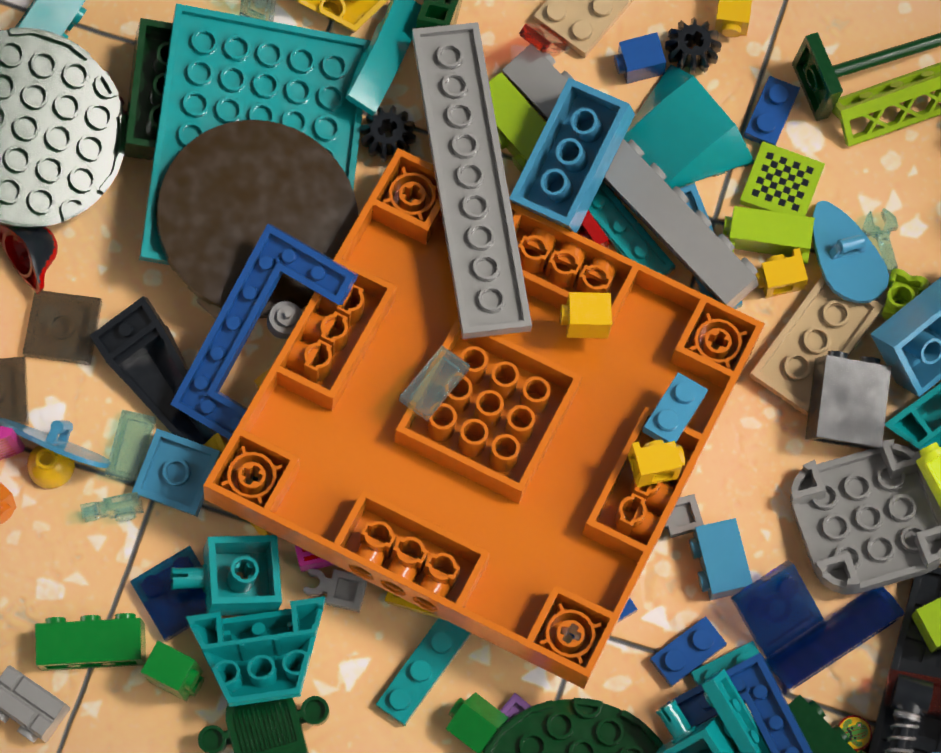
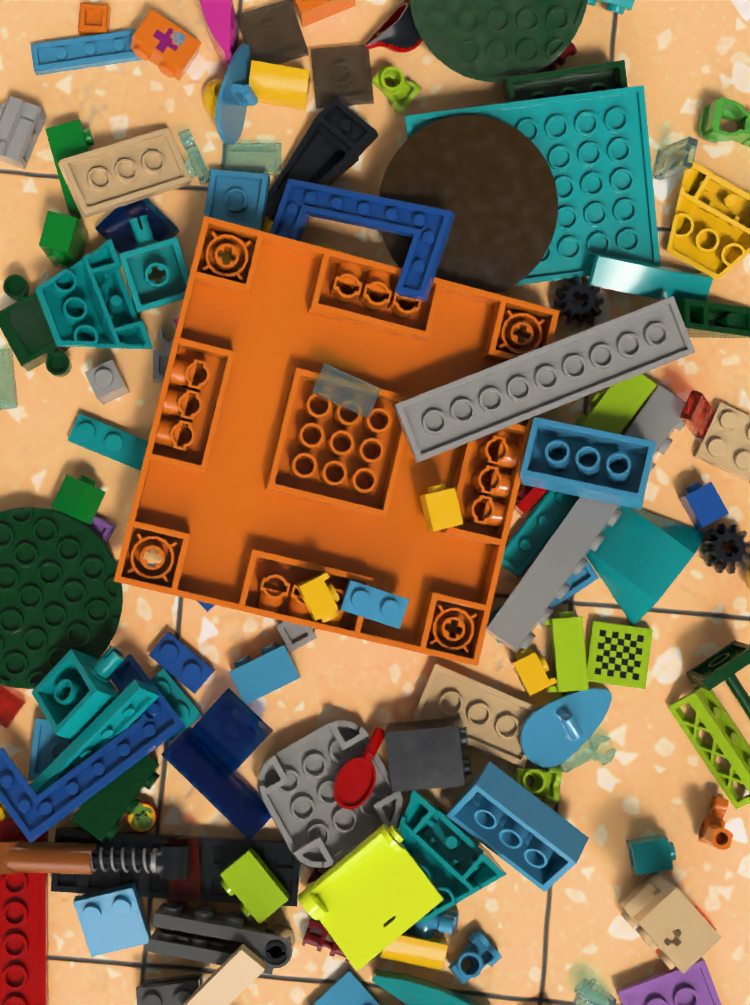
camera: 70 degrees right, 10 degrees up
(56, 393) = (280, 85): none -> yellow brick
(98, 268) = (401, 92): none -> lime plate
(113, 585) = (124, 172): none -> tan plate
(283, 319) = (381, 251): light grey wheel -> none
(348, 661) = (107, 382): none -> light grey brick
(771, 111) = (683, 631): blue plate -> none
(856, 480) = (358, 775): none -> red piece

